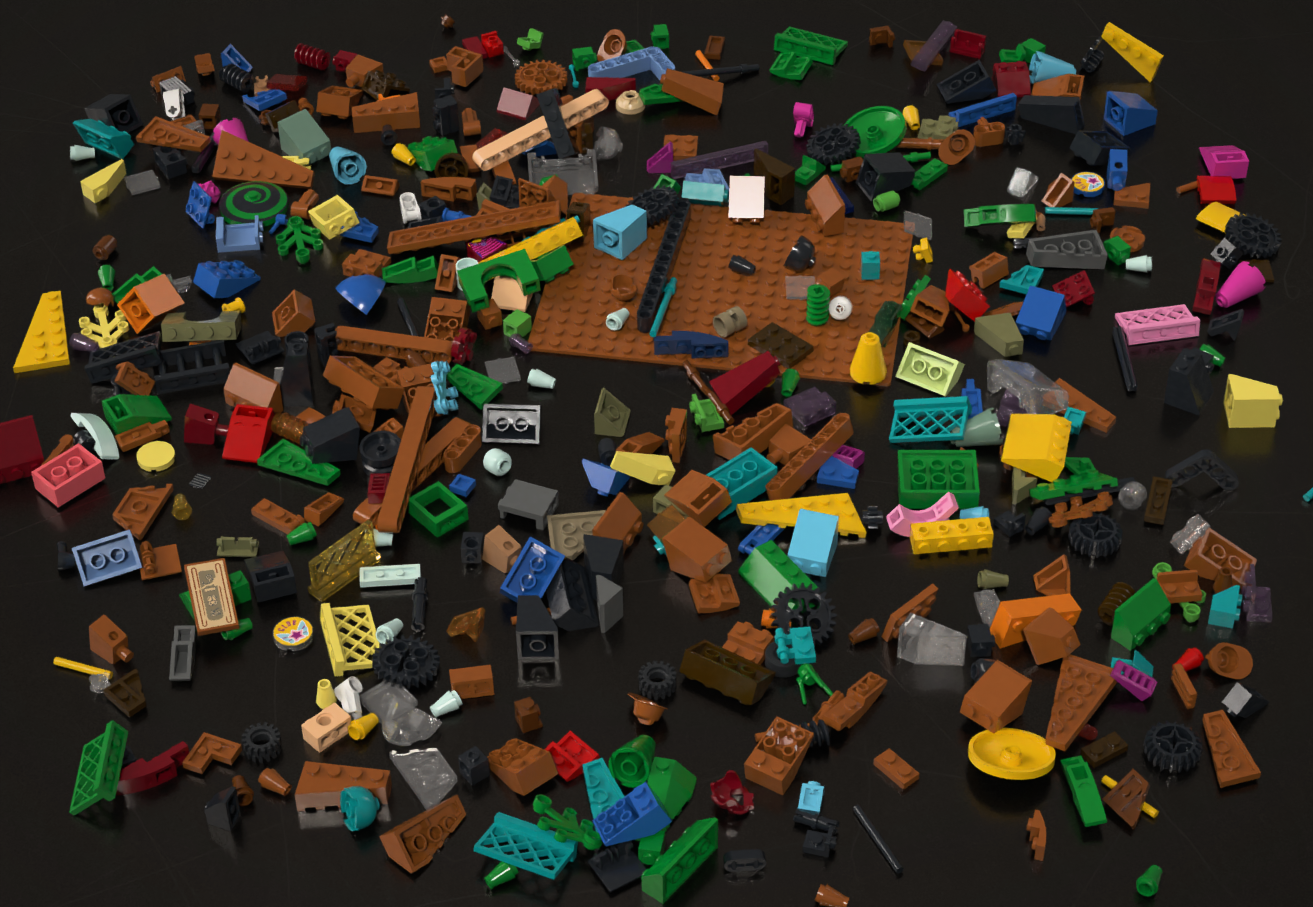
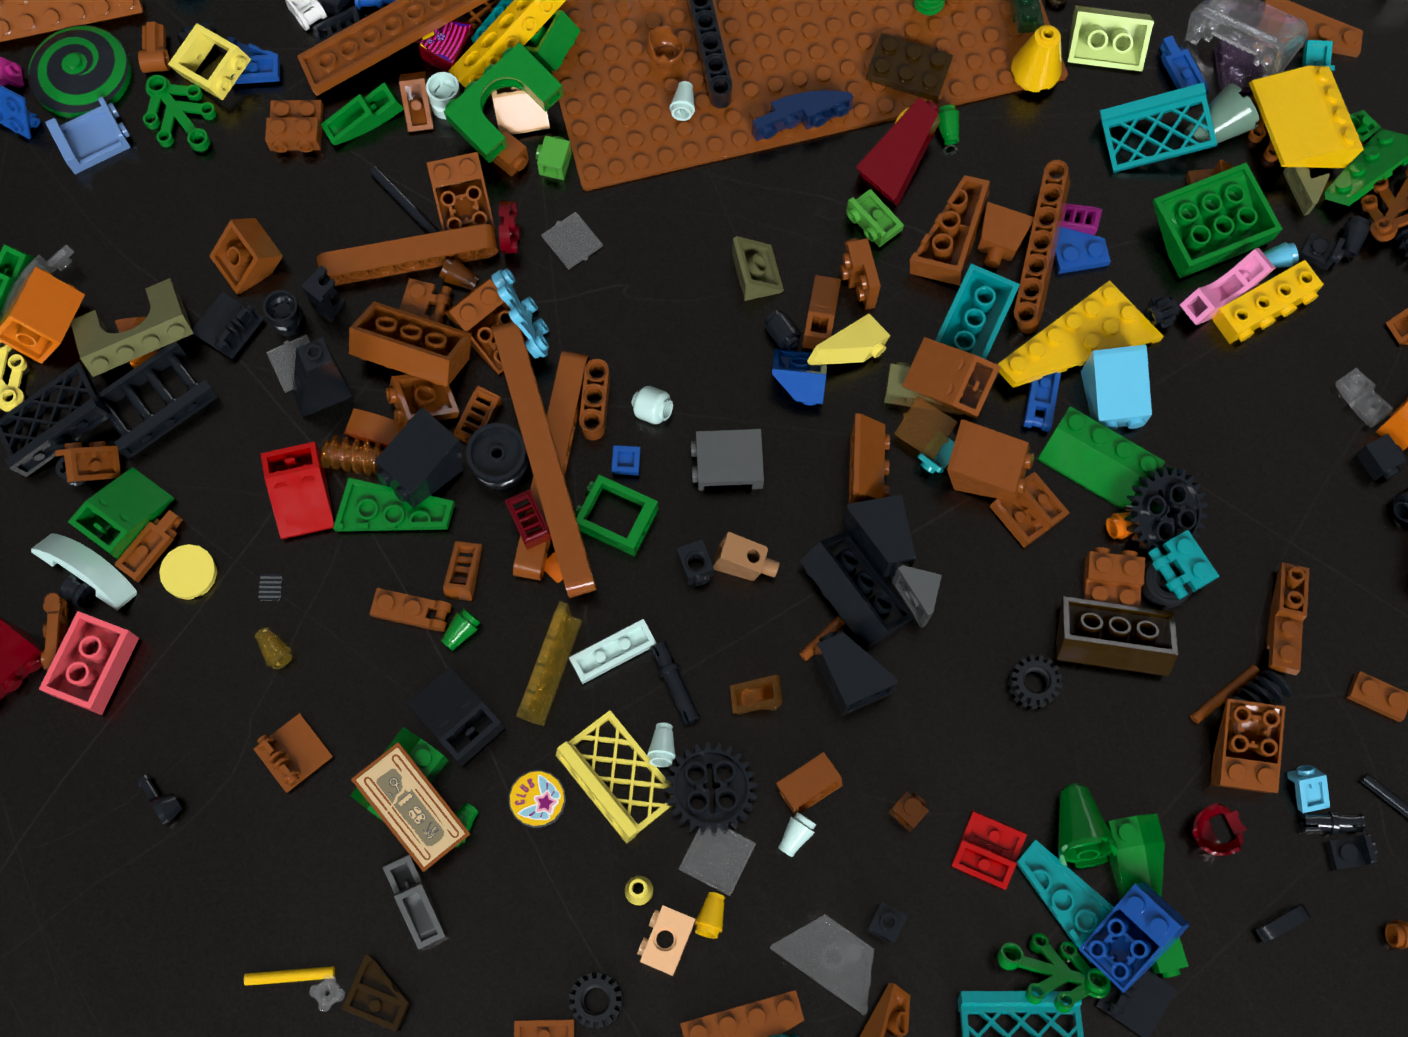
camera: 25 degrees left, 30 degrees up
(107, 557) = (221, 782): medium blue slope -> none
(109, 641) = (297, 925): dark orange torso -> none
(141, 508) = (219, 673): dark orange wing -> none
(202, 425) = (230, 501): dark red torso -> none
(224, 278) = (113, 222): blue slope -> none
(236, 305) = (154, 271): yellow bush -> none
(242, 548) = (386, 686): olive hinge -> none
(252, 389) = (267, 419): slope -> none
(280, 220) = (133, 86): blue hand -> none
(348, 694) = (667, 874): white piece -> none
(361, 290) = (318, 179): blue brick -> none
(382, 539) = (558, 593): light aqua cone -> none
(406, 724) = (765, 889): clear brick -> none
(474, 385) = (552, 283): green wing -> none
(512, 423) = (636, 330): slope -> none
(517, 341) = (573, 186): clear purple pin -> none
(522, 765) = (939, 892): dark orange slope -> none
(532, 570) = (803, 586): blue slope -> none
(540, 379) = (633, 239): light aqua cone -> none
(567, 531) = (809, 484): dark tan plate -> none
(646, 709) = (1048, 734): dark orange piece -> none
(669, 291) = (725, 29): teal bar -> none
(681, 859) = (1213, 961): green slope -> none
(721, 408) = (895, 208): reddish brown bar -> none
(730, 321) = (831, 55): dark tan wheel -> none
(808, 676) = (1211, 596): green plant -> none
(811, 406) = (992, 152): clear purple plate -> none
(836, 697) = (1258, 637): dark orange axle -> none
(865, 630) = (1240, 498): reddish brown cone -> none
(918, 605) = (1290, 454): dark orange plate -> none
(930, 643) = (1326, 491): clear slope -> none
(990, 579) = (1345, 353): olive cone -> none

